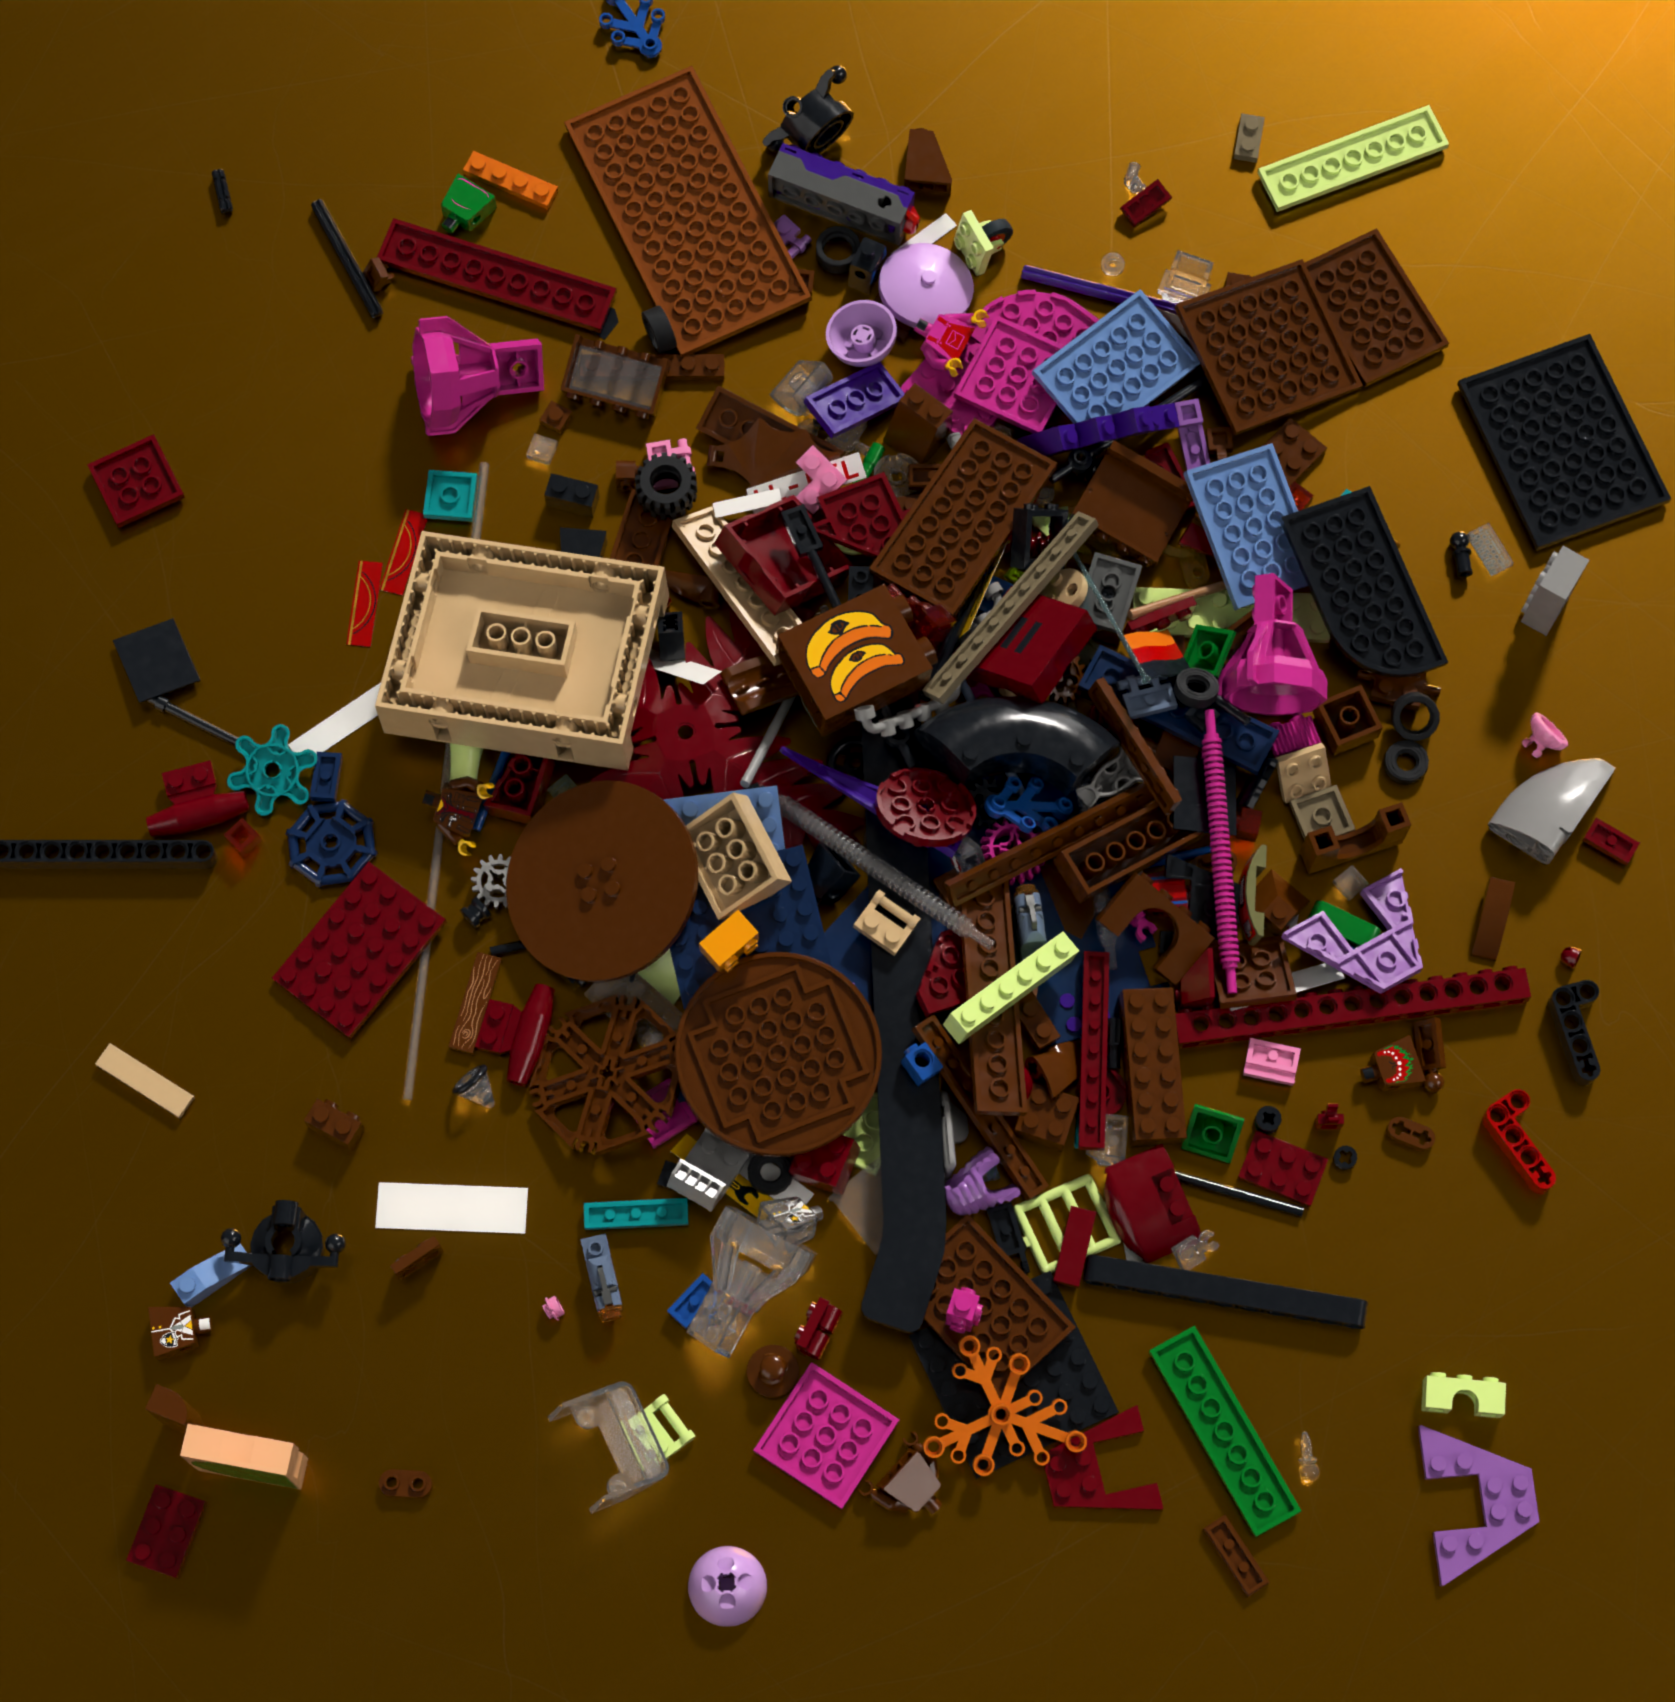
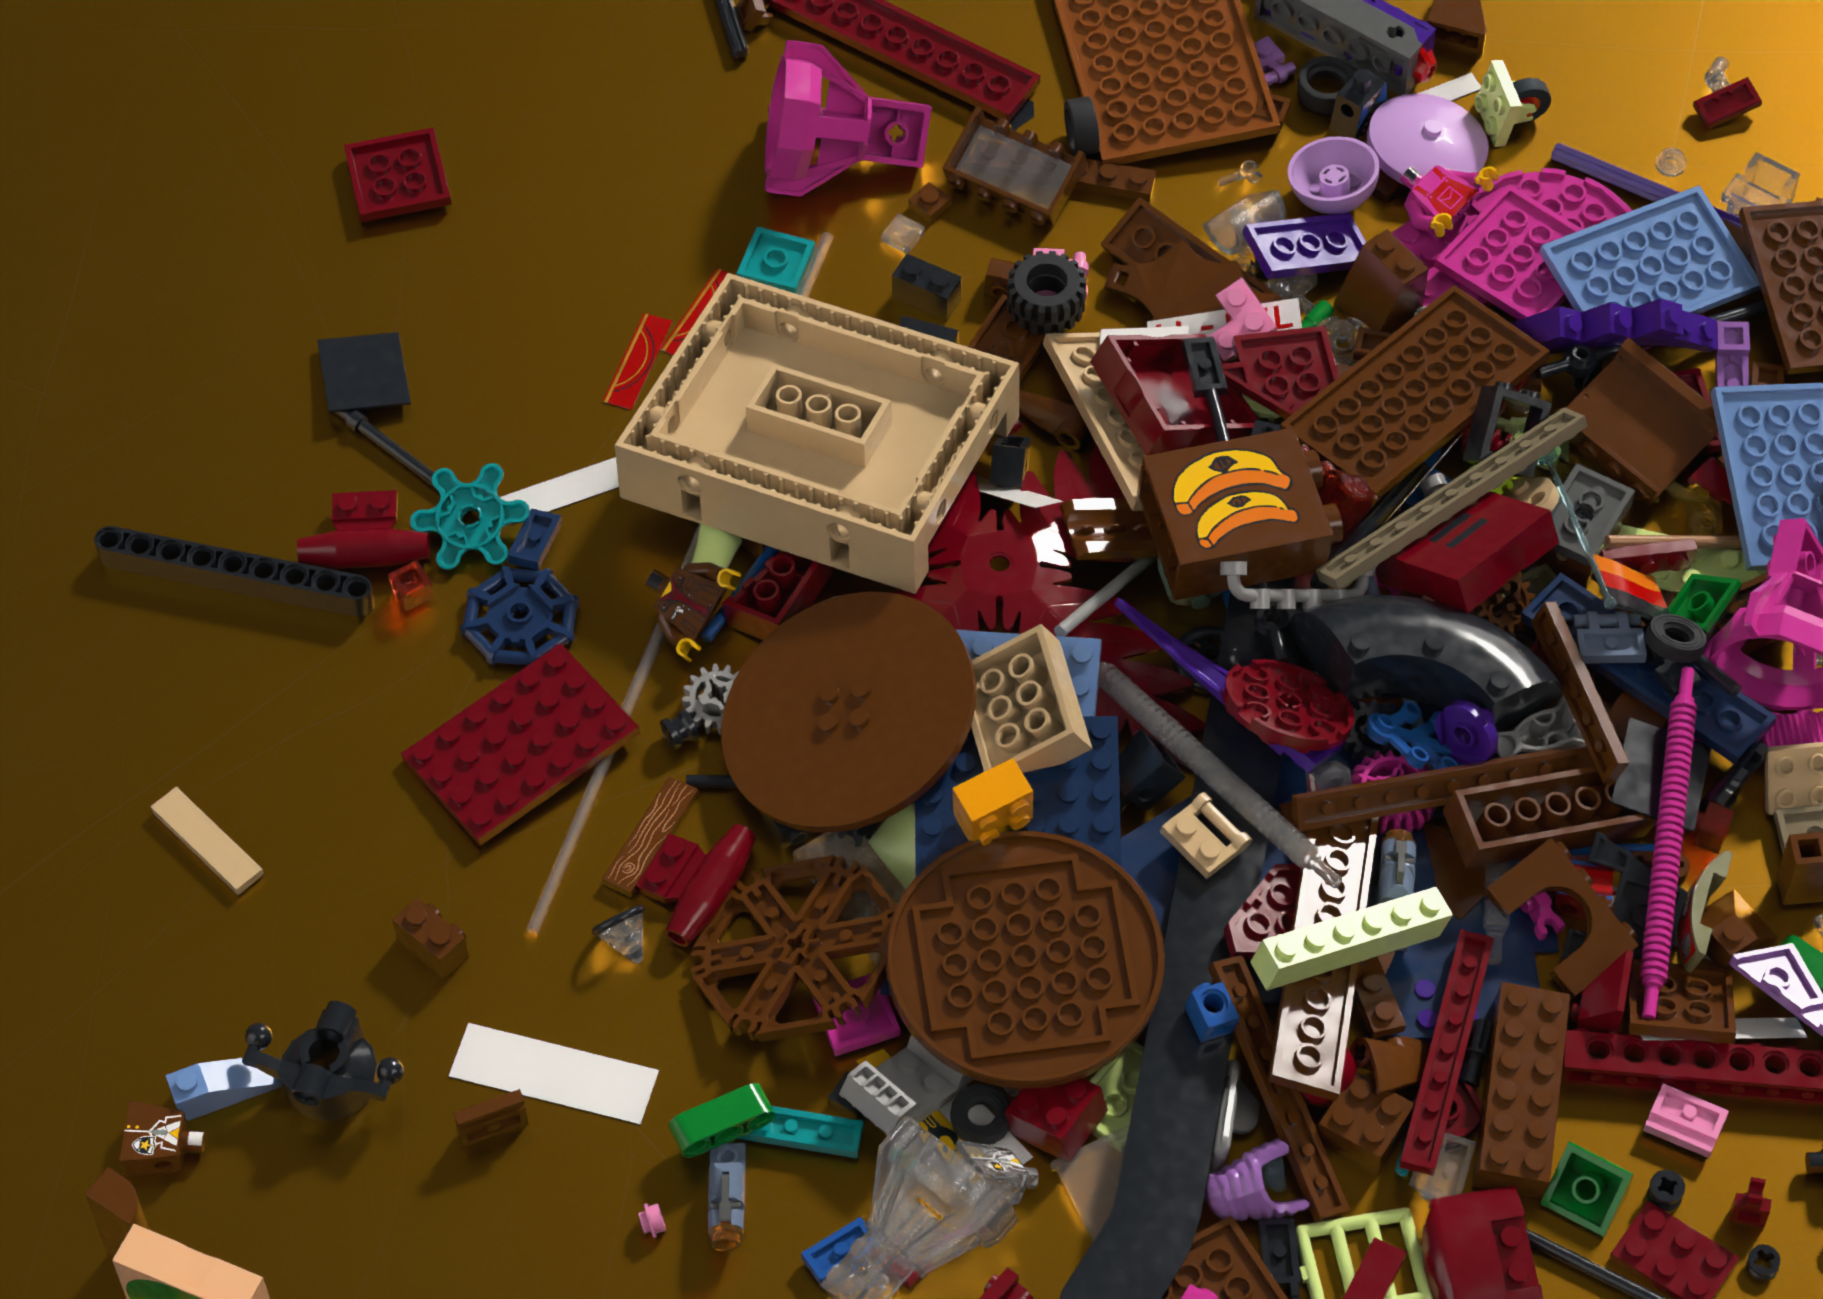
camera: 15 degrees right, 15 degrees down
(585, 1223) = (721, 1120): none -> green beam
(790, 342) = (1244, 172): none -> clear hand
(1060, 796) = (1479, 725): none -> dark purple plate

